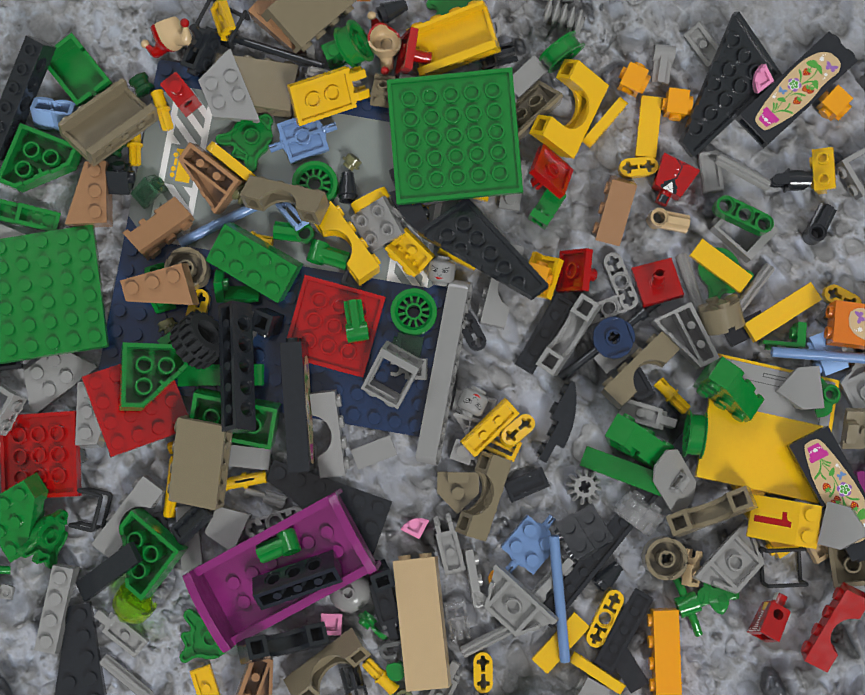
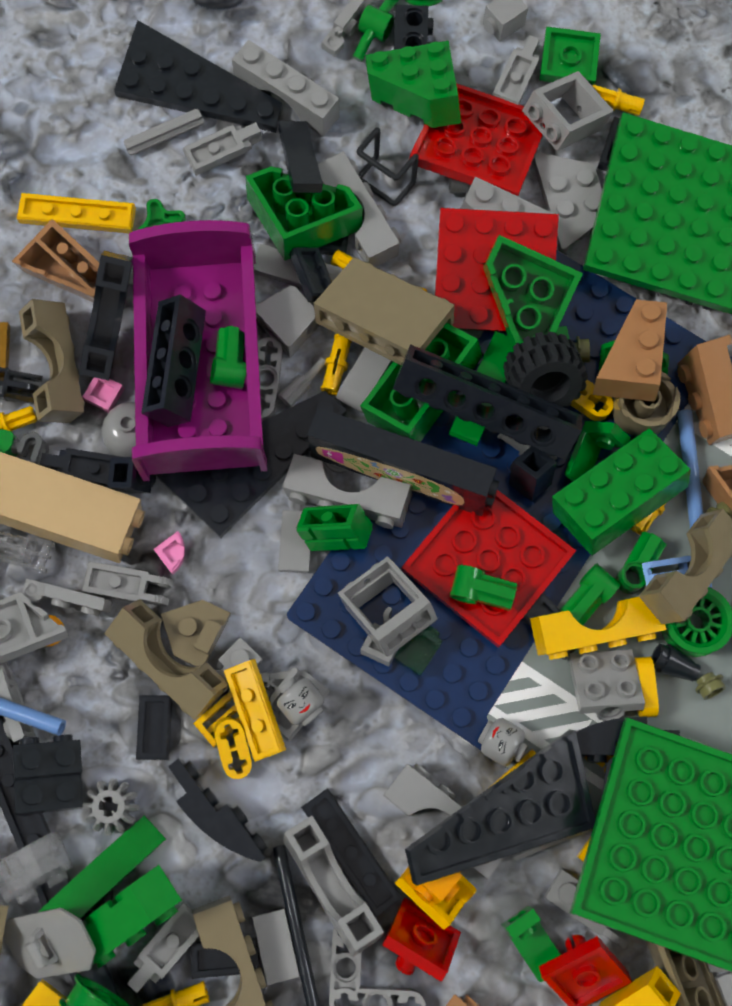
camera: 110 degrees right, 10 degrees down
(46, 539) = (374, 104): green tile -> none
(130, 608) = (241, 161): clear neon green cylinder -> none
(356, 430) = (334, 527): none -> green brick
(368, 621) = (79, 437): green plate -> none
(410, 253) = (546, 708): yellow bracket -> none
(420, 294) = (488, 668): green wheel -> none
(444, 372) = (362, 684): light grey beam -> none
(478, 332) = (398, 756): black beam -> none
(528, 544) = (72, 692): medium blue plate -> none
(624, 342) = (283, 964): dark blue plate -> none

